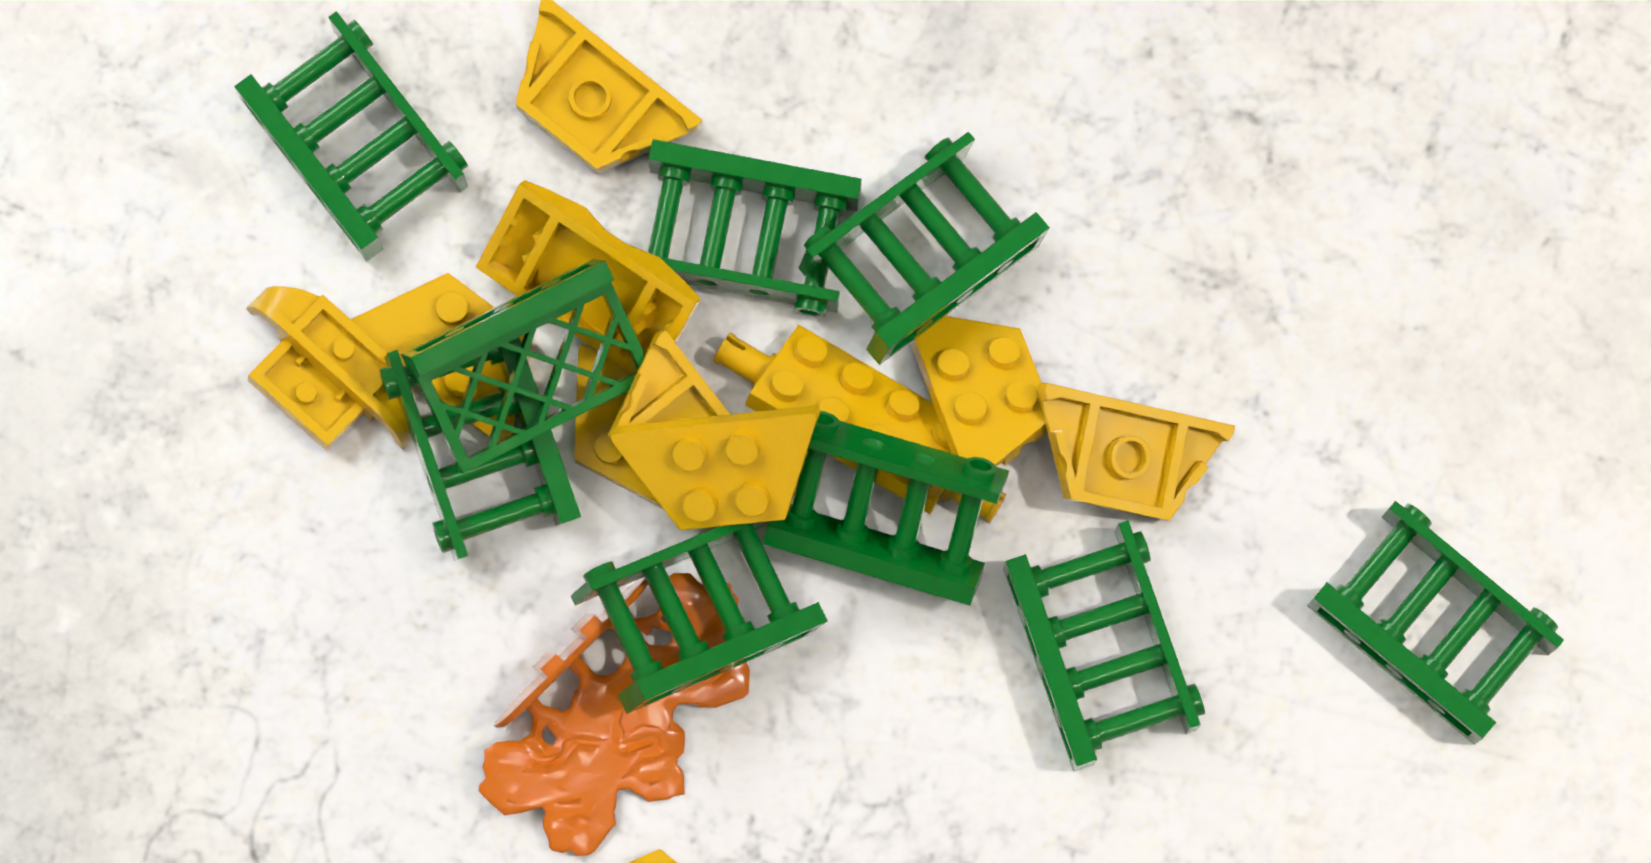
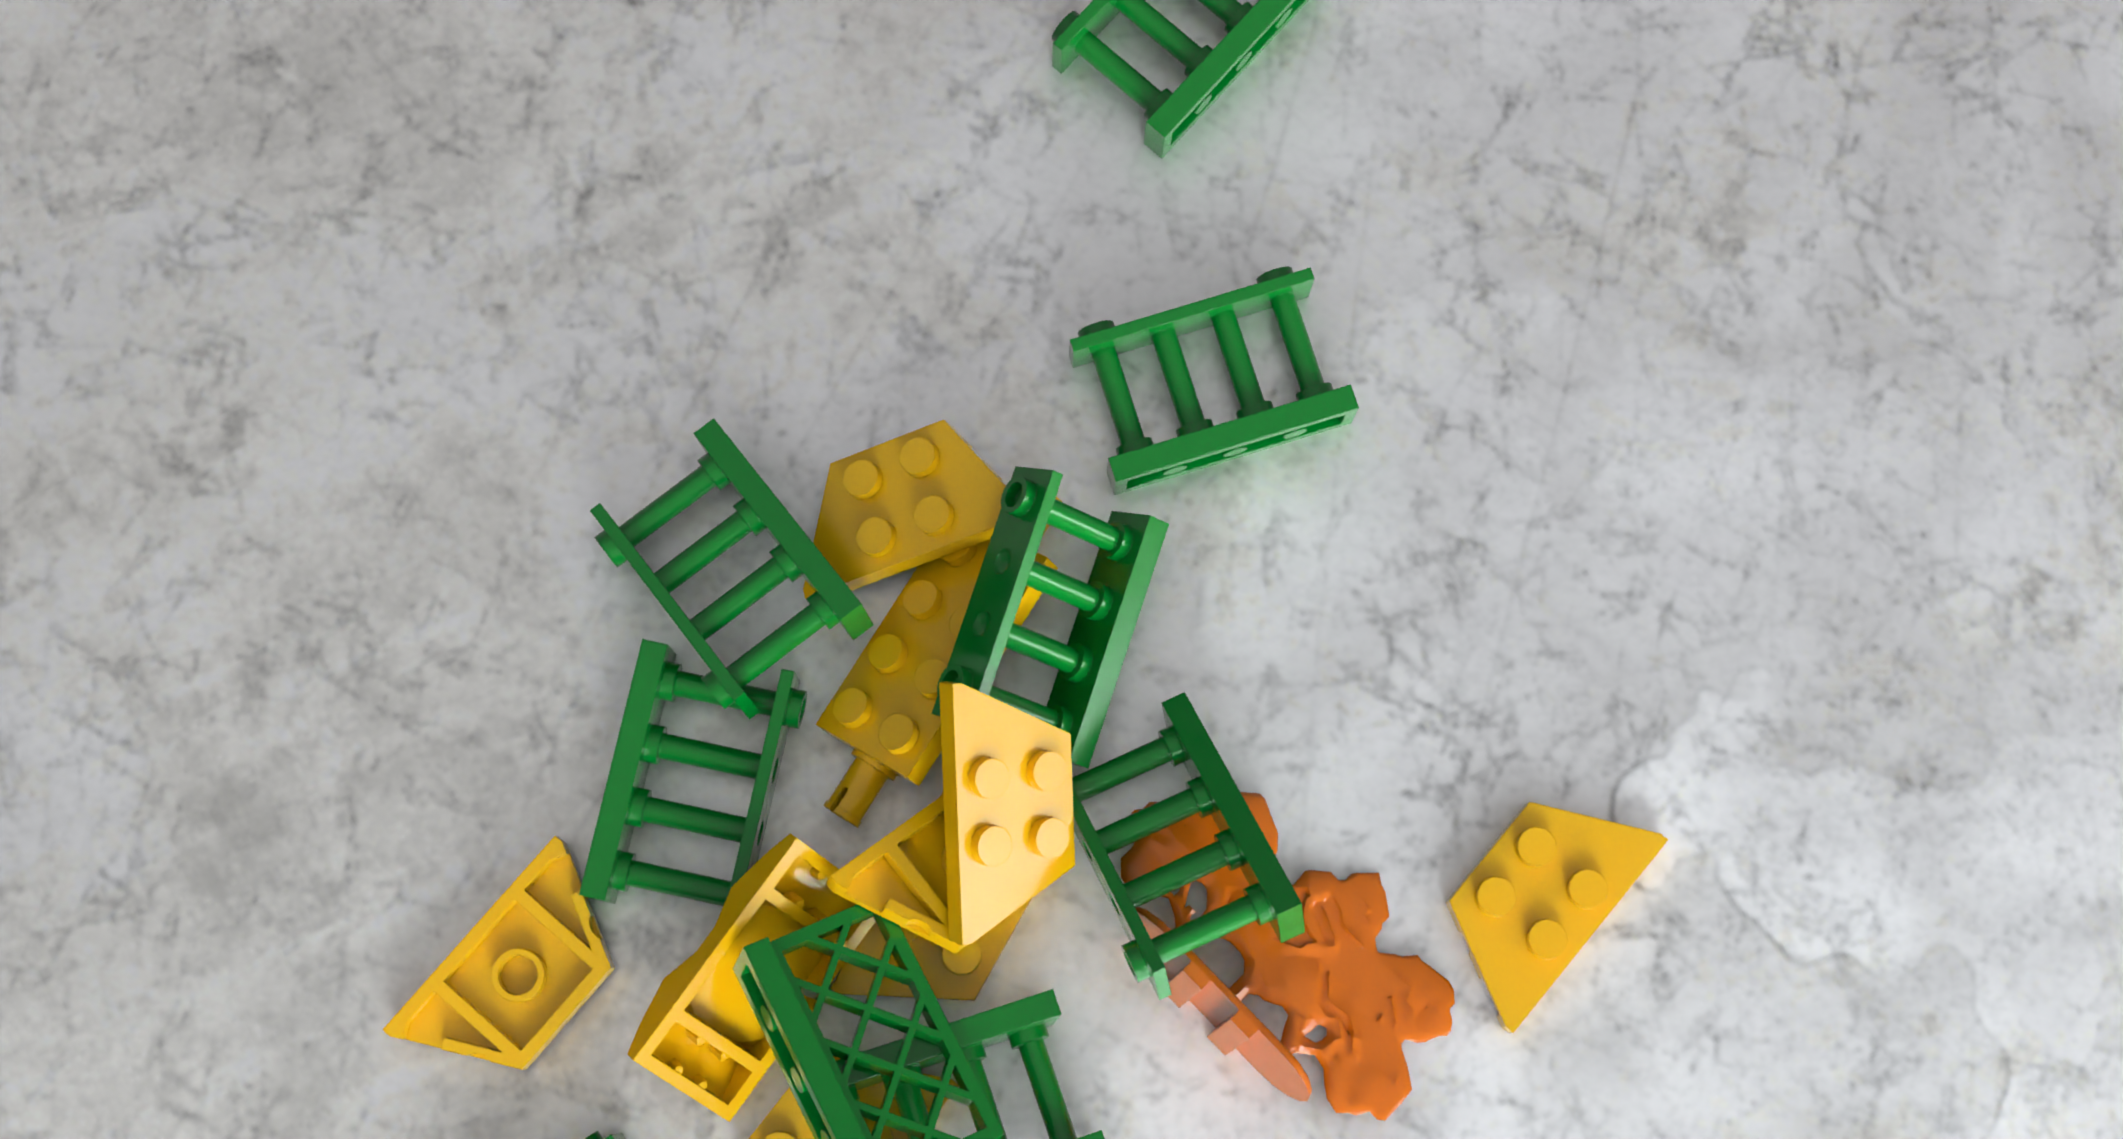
camera: 90 degrees left, 0 degrees up
(1126, 451) = (985, 343): yellow wing -> none

